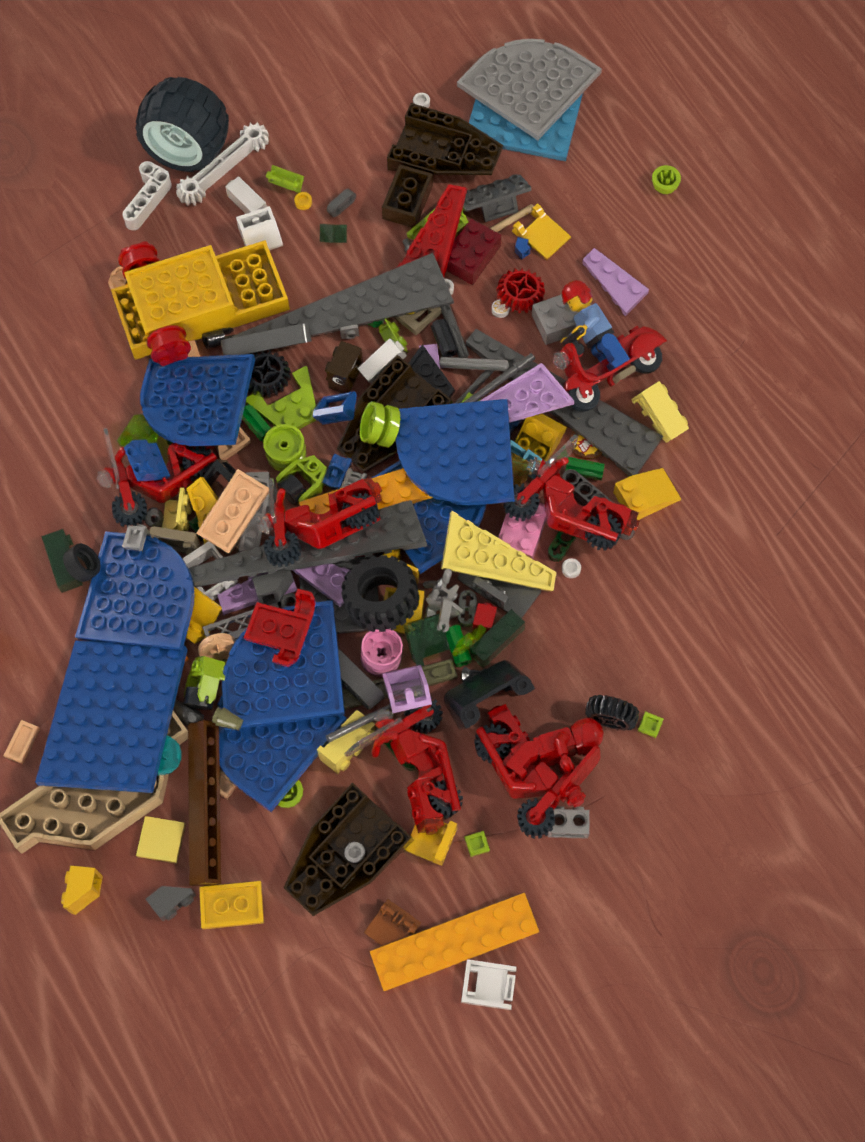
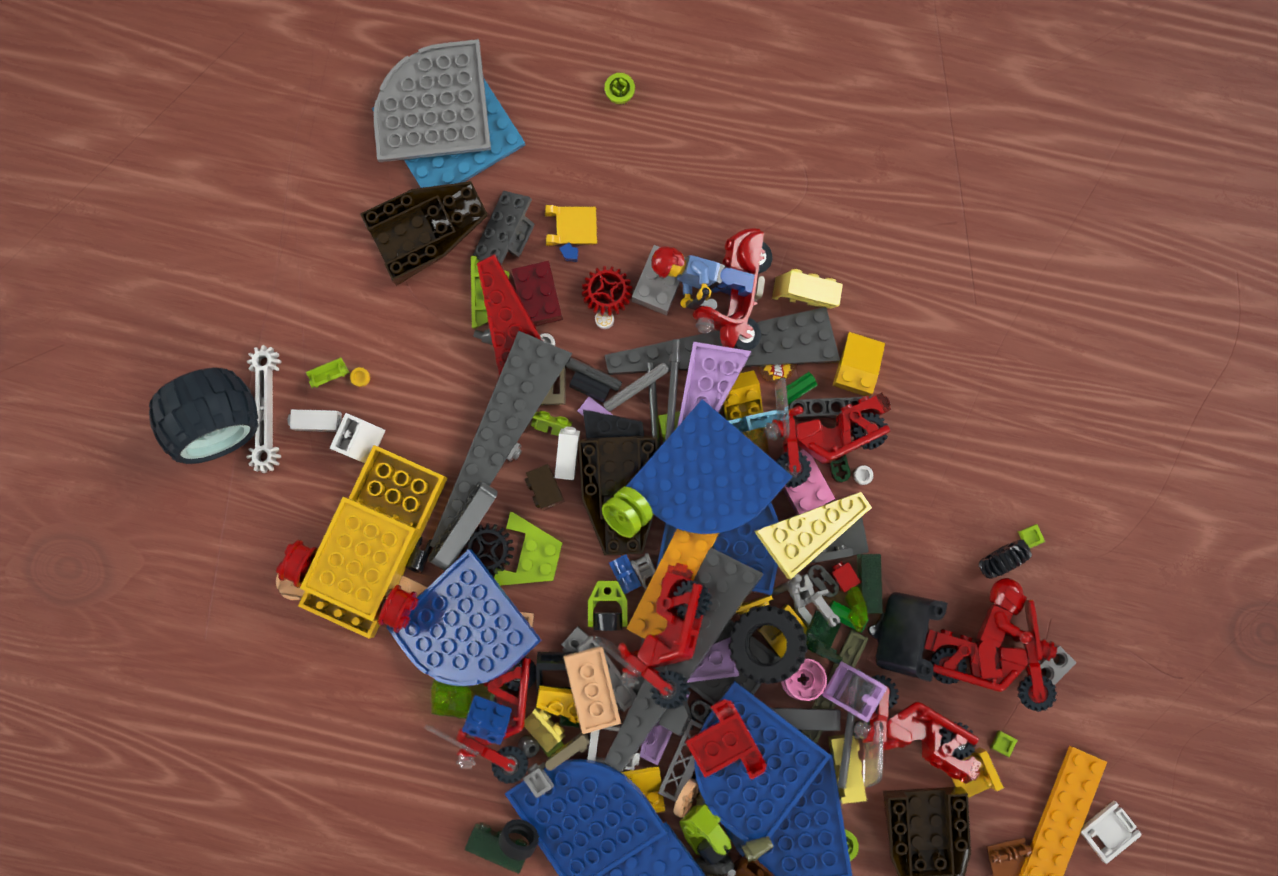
camera: 50 degrees left, 15 degrees up
(134, 214) = (232, 500): white beam -> none
(255, 422) = (524, 595): green axle -> none
(283, 446) = (563, 606): lime wheel -> none
(329, 415) = (584, 519): blue tile -> none
(333, 233) = (414, 382): clear green panel -> none
(341, 202) = (393, 350): dark grey beam -> none
(355, 852) = (936, 841): light grey tile -> none
(407, 196) = (440, 296): dark brown brick -> none
(422, 99) = (361, 200): white tile -> none
(512, 218) = (536, 236): tan bar -> none
(621, 286) = (671, 212): lavender wing -> none

